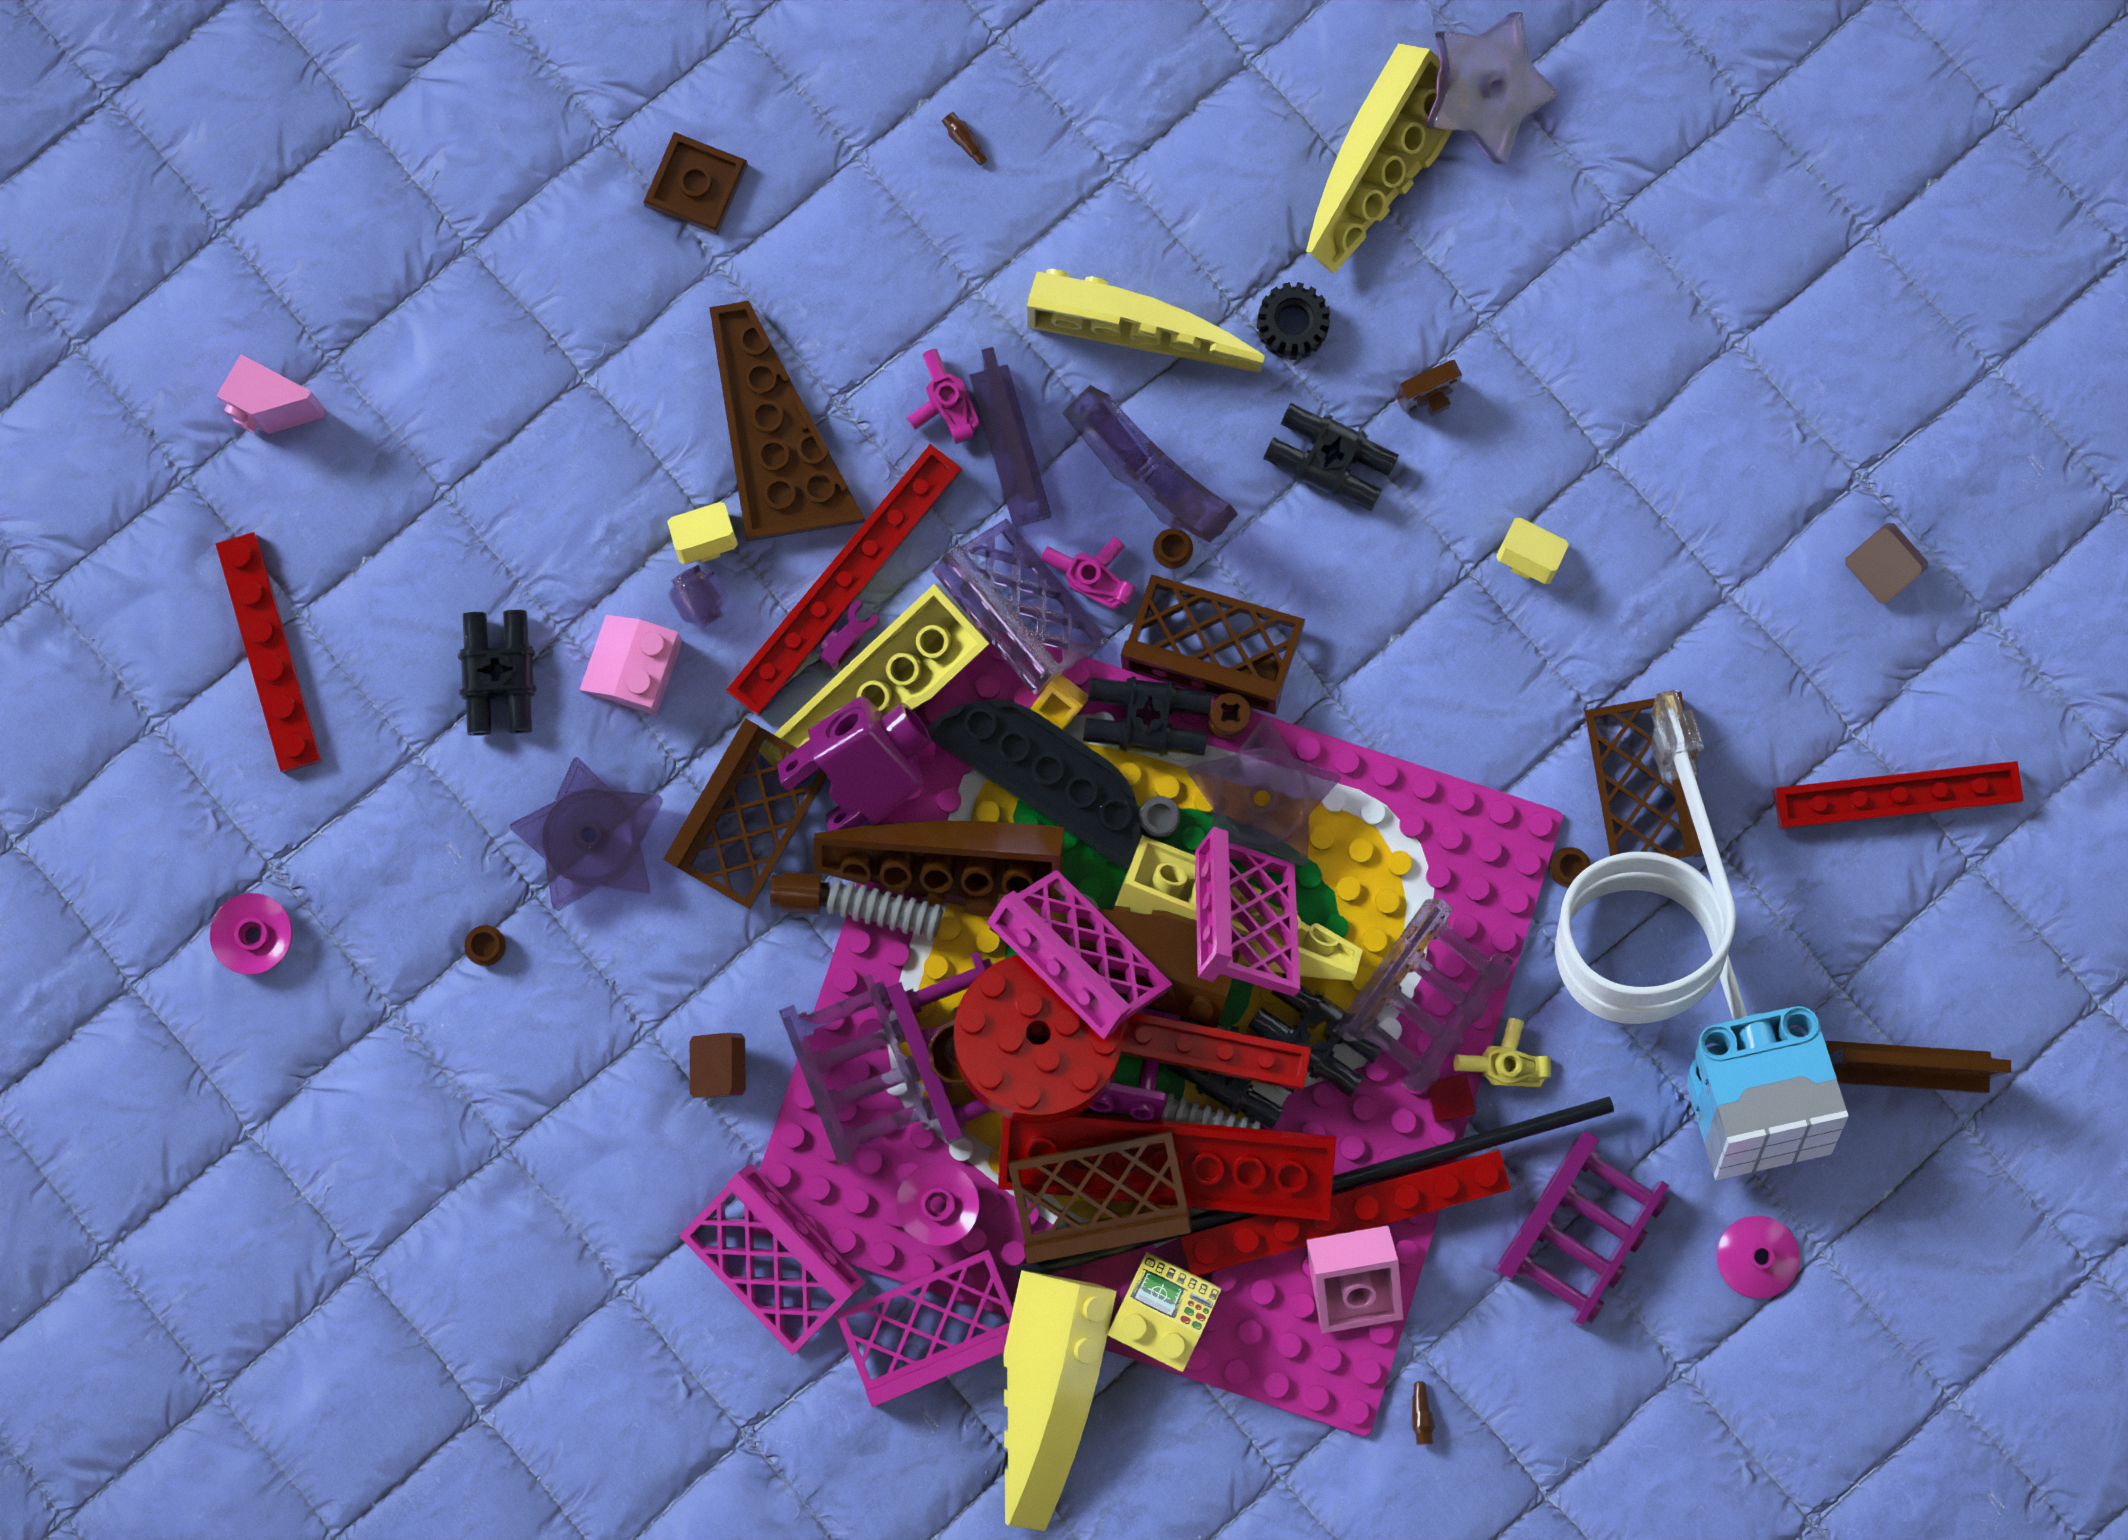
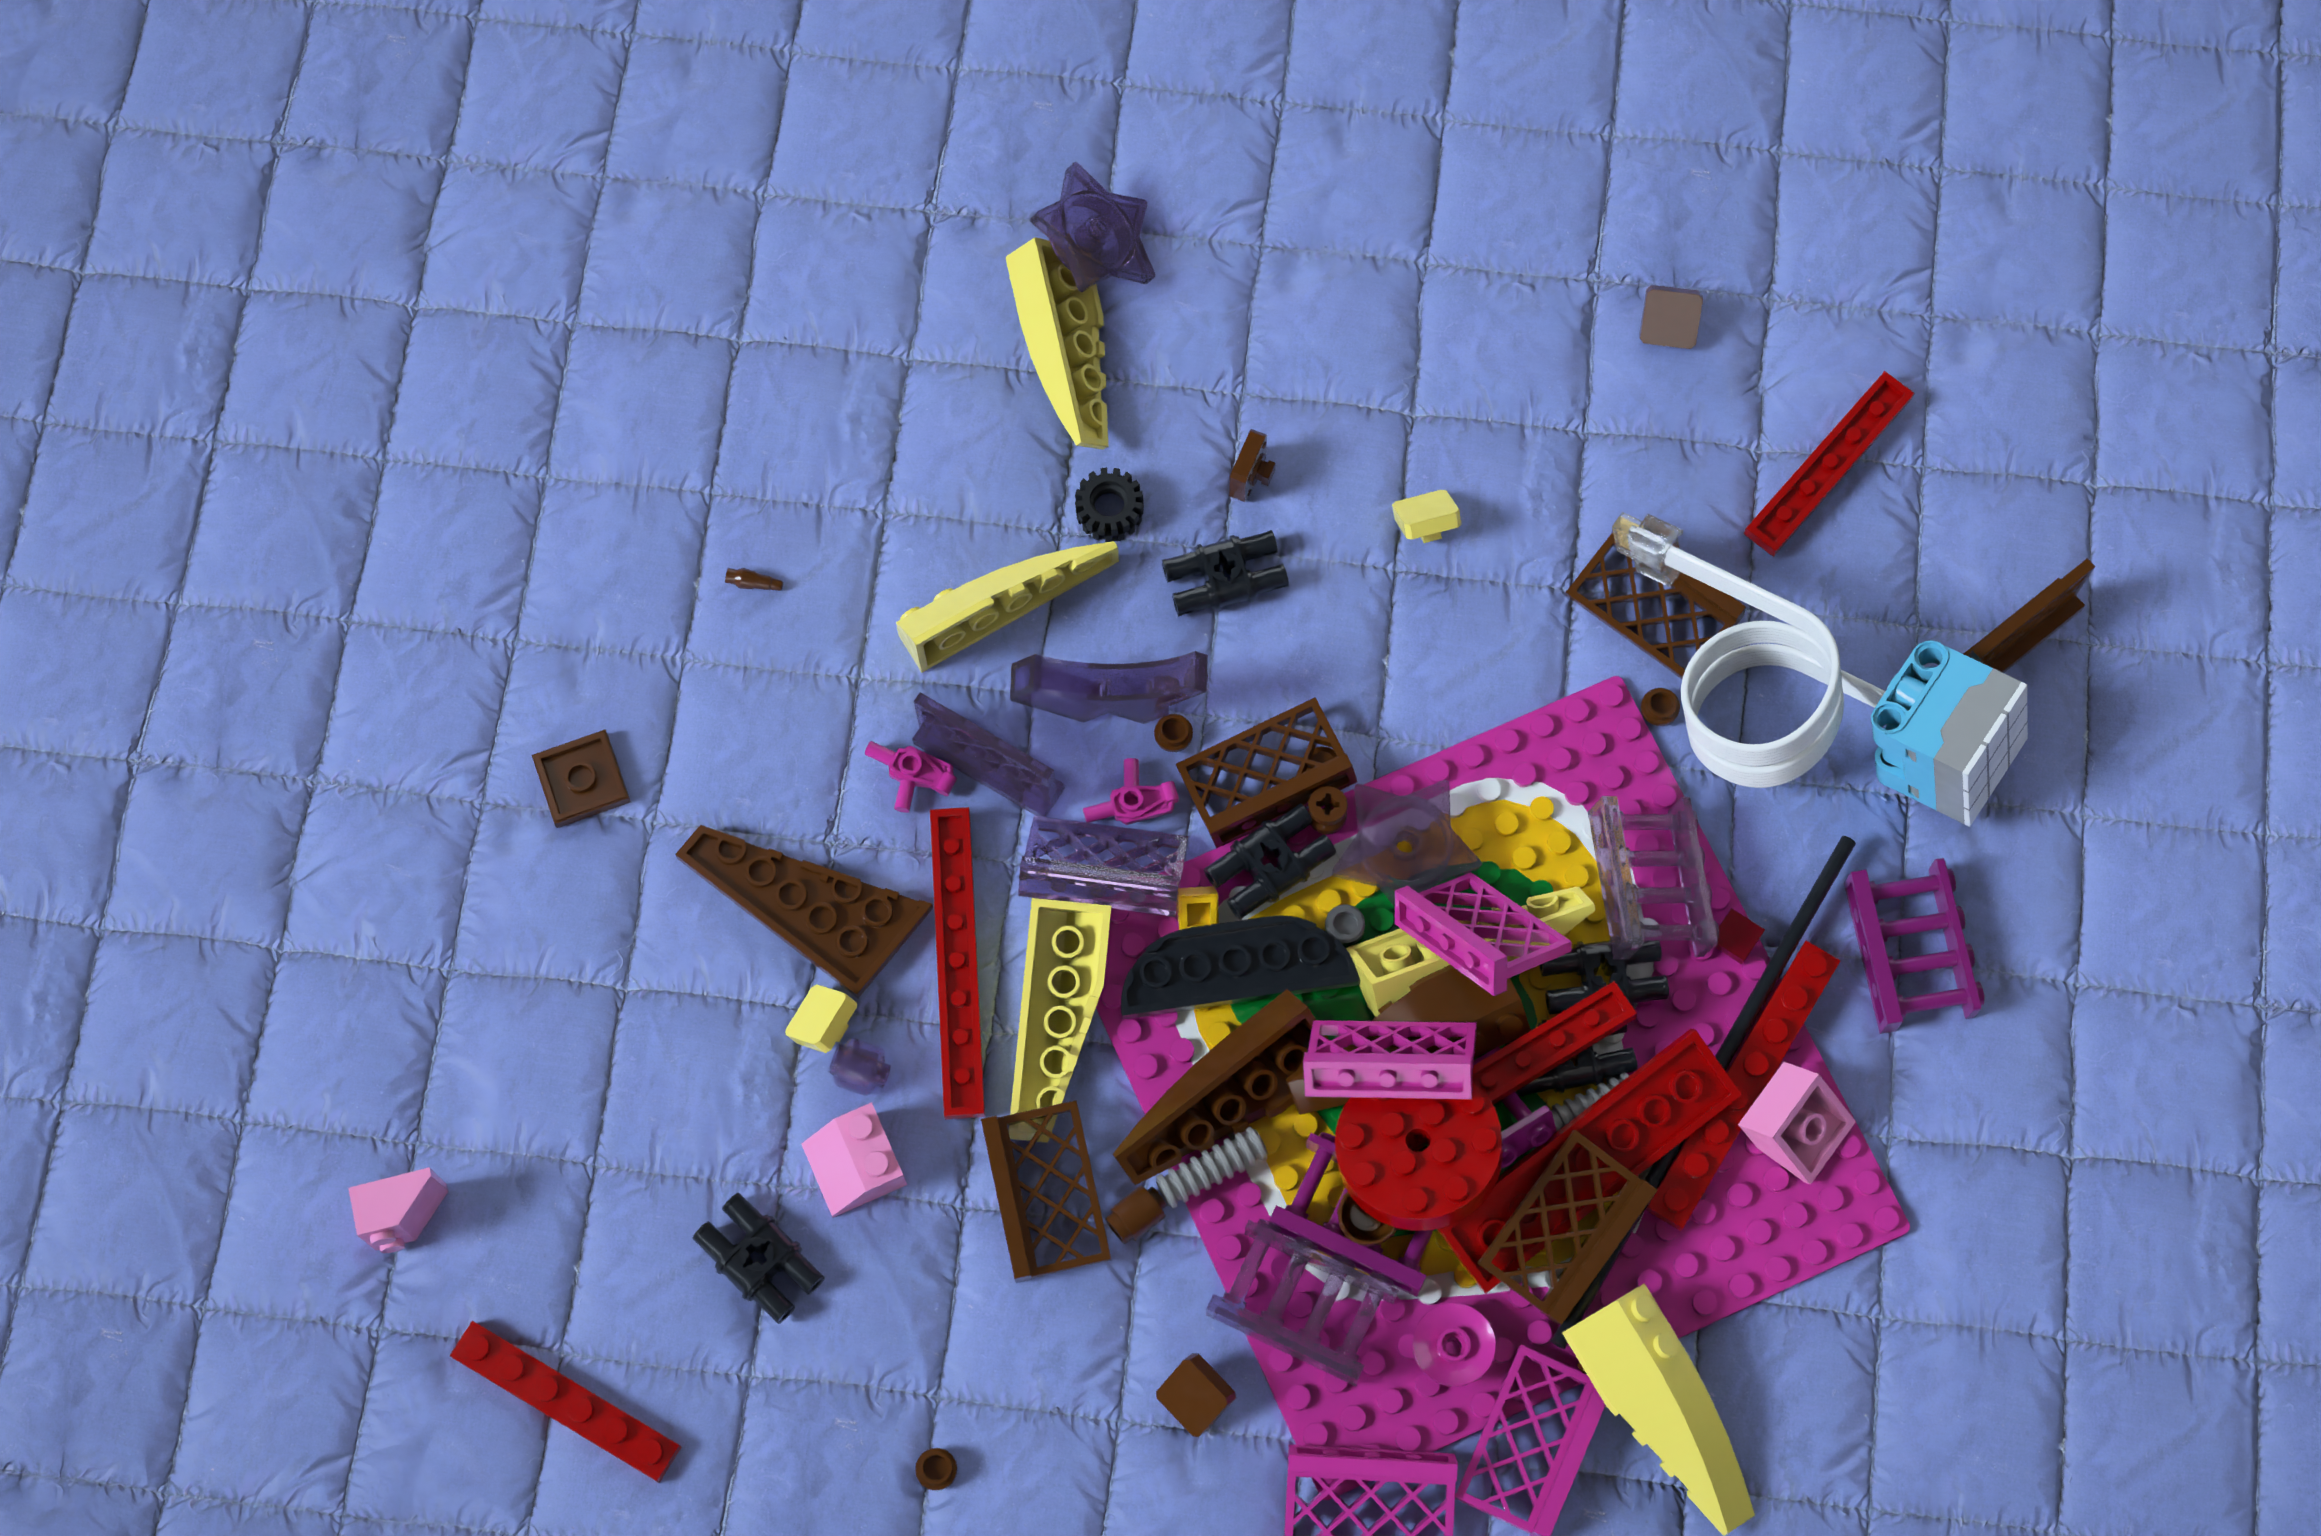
camera: 40 degrees left, 10 degrees down
(612, 858) = (946, 1344): clear purple plate -> none
(839, 645) = (997, 1010): magenta plate -> none
(866, 759) = (1098, 1065): magenta piece -> none
(1164, 1311) = (1690, 1268): light yellow slope -> none
(1421, 1416) = (1935, 1180): reddish brown piece -> none
(1505, 1064) = (1751, 879): light yellow piece -> none
(1737, 1259) = (2034, 869): dark pink dish -> none

